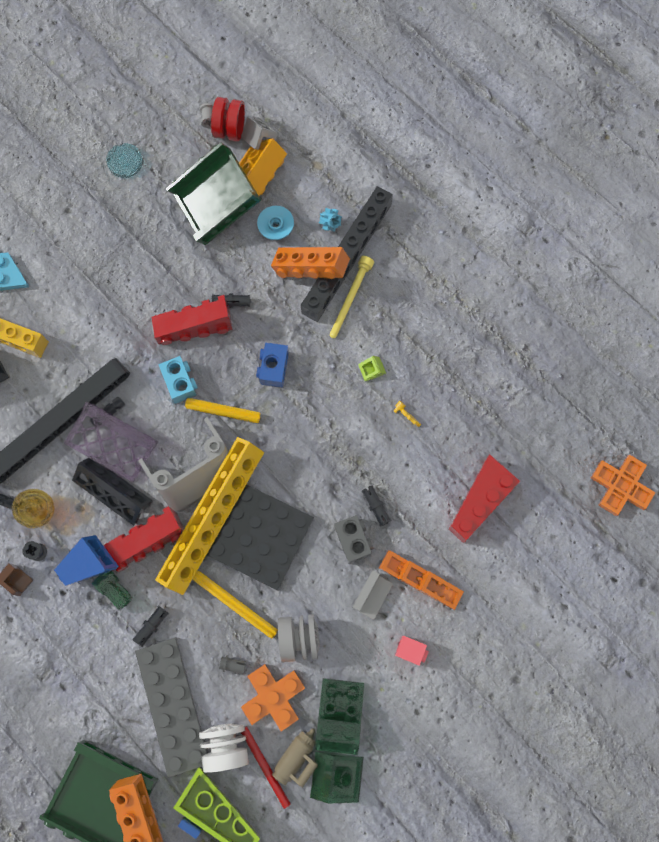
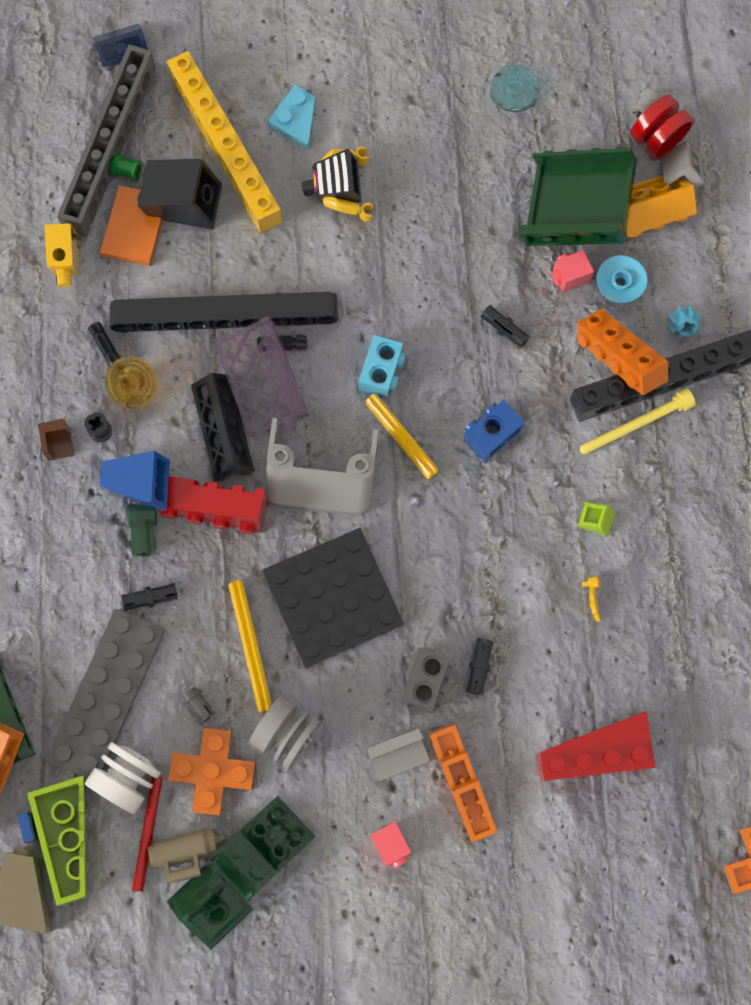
camera: 35 degrees right, 0 degrees up
(63, 291) = (338, 182): none -> torso
(192, 322) = (445, 318): red wedge -> none
(209, 516) = (299, 534): yellow brick -> none
(243, 239) = (572, 271): none -> coral brick

